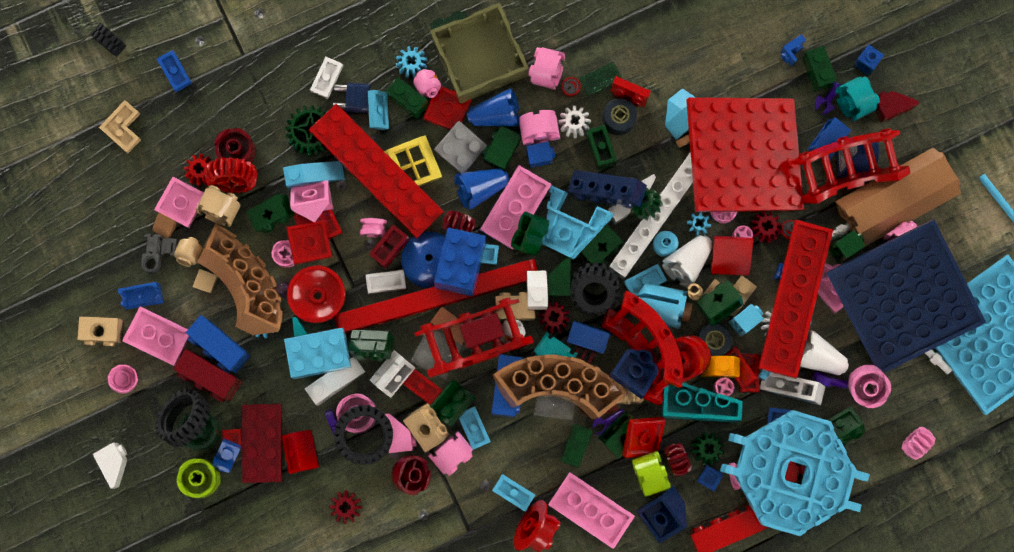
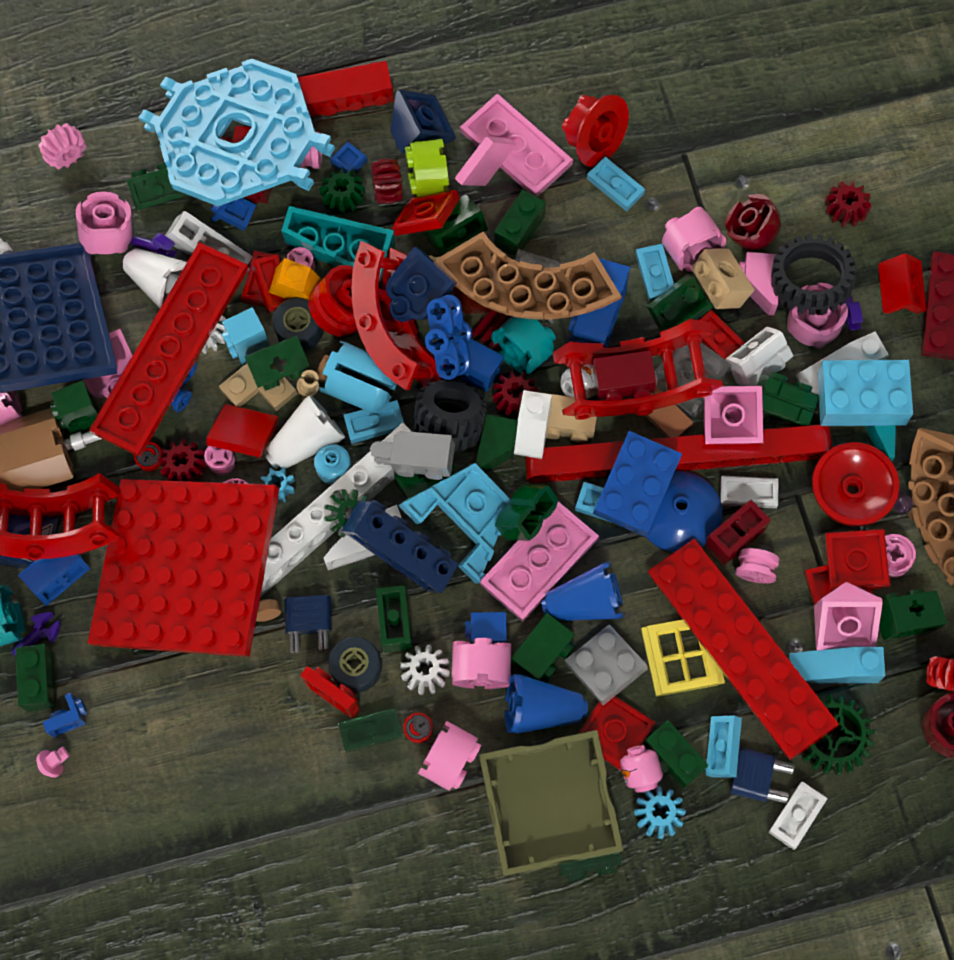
camera: 165 degrees left, 10 degrees down
(402, 322) = (734, 415): none -> bright pink slope
(458, 221) = (629, 546): dark red gear -> none
(608, 342) = (450, 345): none -> blue axle
(609, 249) = (416, 454): none -> light grey hinge
(609, 483) = (485, 161): none -> bright pink tile
(658, 142) = (308, 616): none -> dark blue piece
(676, 115) = (266, 655): medium azure slope -> none
(794, 21) = (51, 762): none -> bright pink plate

